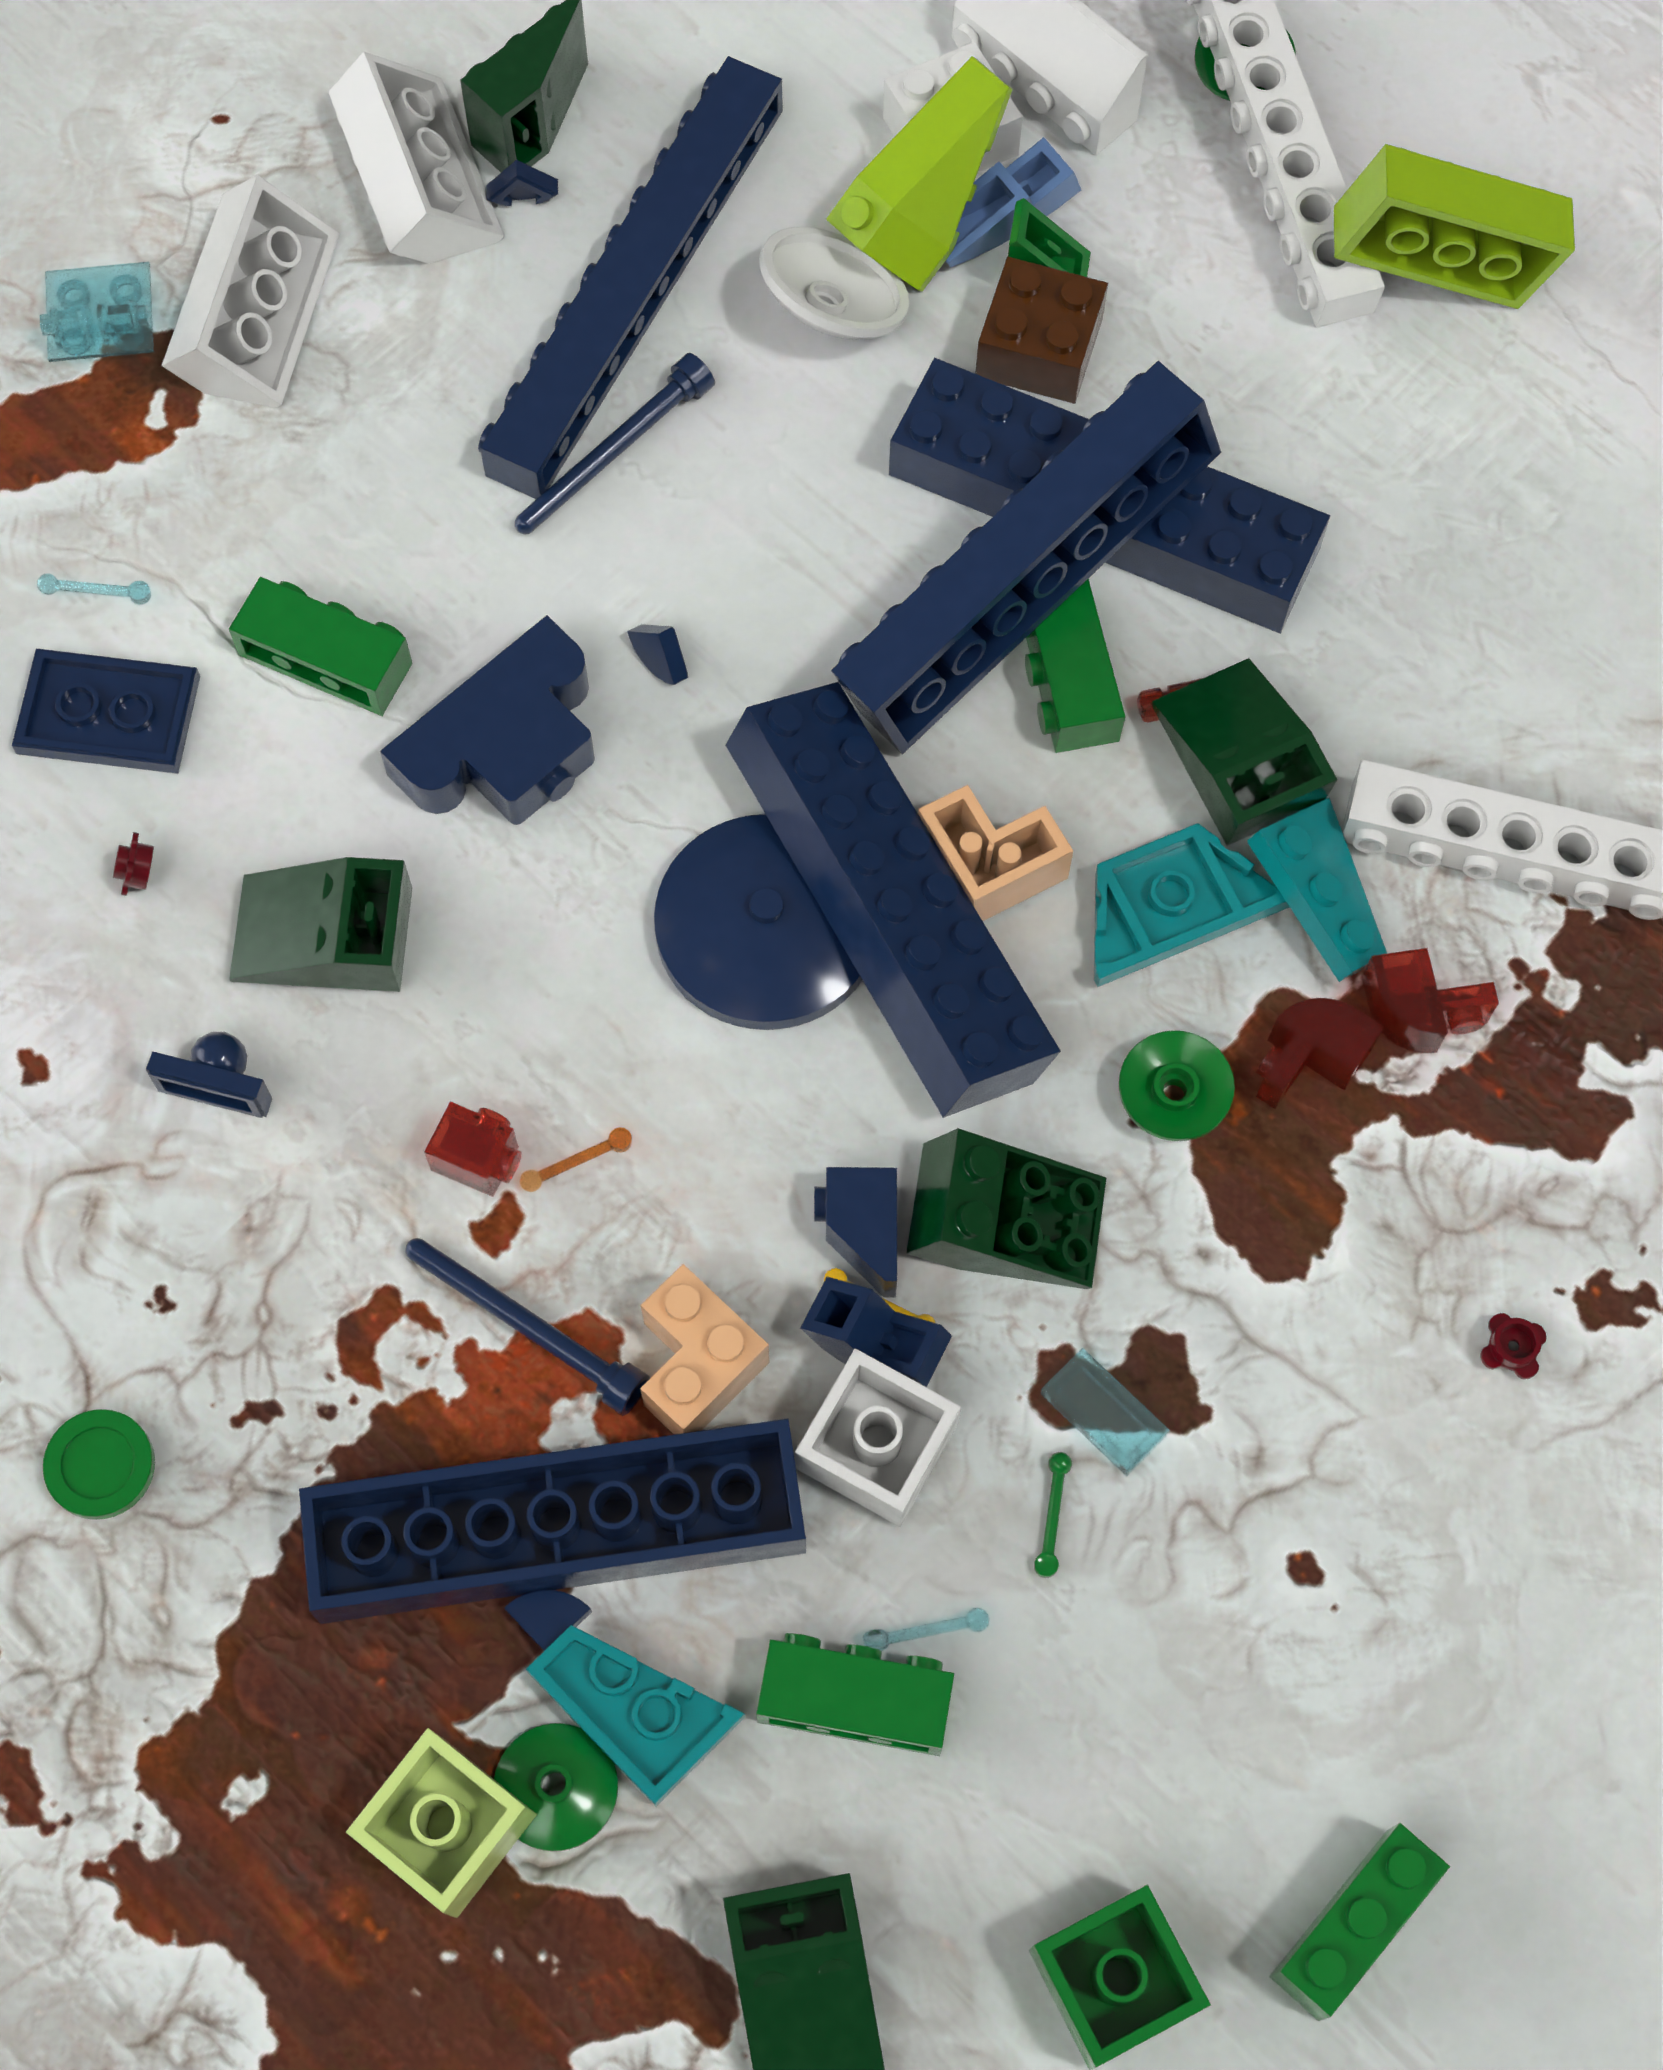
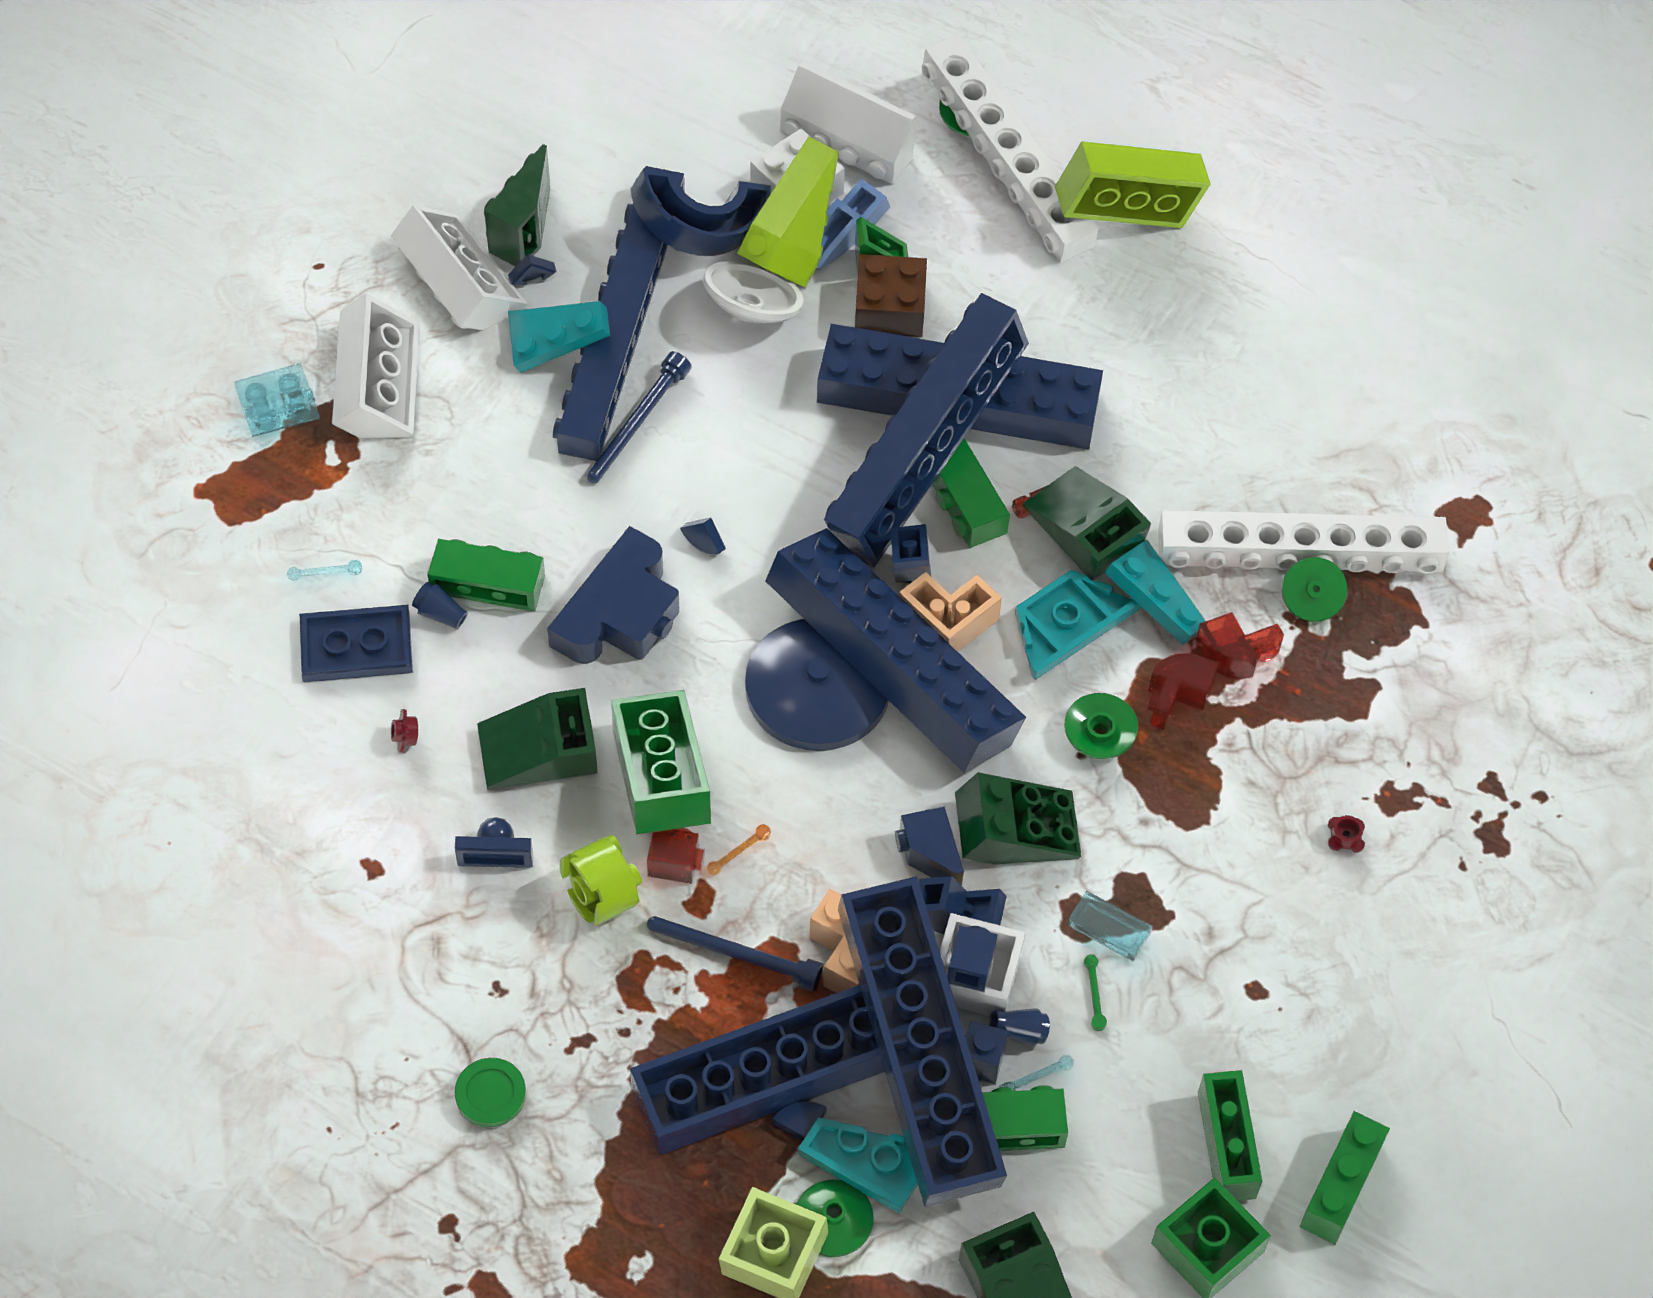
camera: 15 degrees left, 10 degrees down
(237, 677) = (437, 605): none -> dark blue cone
(349, 1169) = (601, 880): none -> lime brick
(483, 1004) = (661, 762): none -> green brick
(524, 287) = (554, 331): none -> teal wing
(743, 1560) = (921, 1042): none -> dark blue brick
(770, 163) = (693, 225): none -> dark blue brick
(850, 1578) = (987, 1050): none -> dark blue brick
(863, 1434) = (972, 957): none -> dark blue brick
(921, 1548) = (1023, 1025): none -> dark blue cone
(955, 747) = (910, 552): none -> dark blue slope
(1194, 1811) = (1230, 1133): none -> green brick
(1568, 935) = (1314, 589): none -> green piece

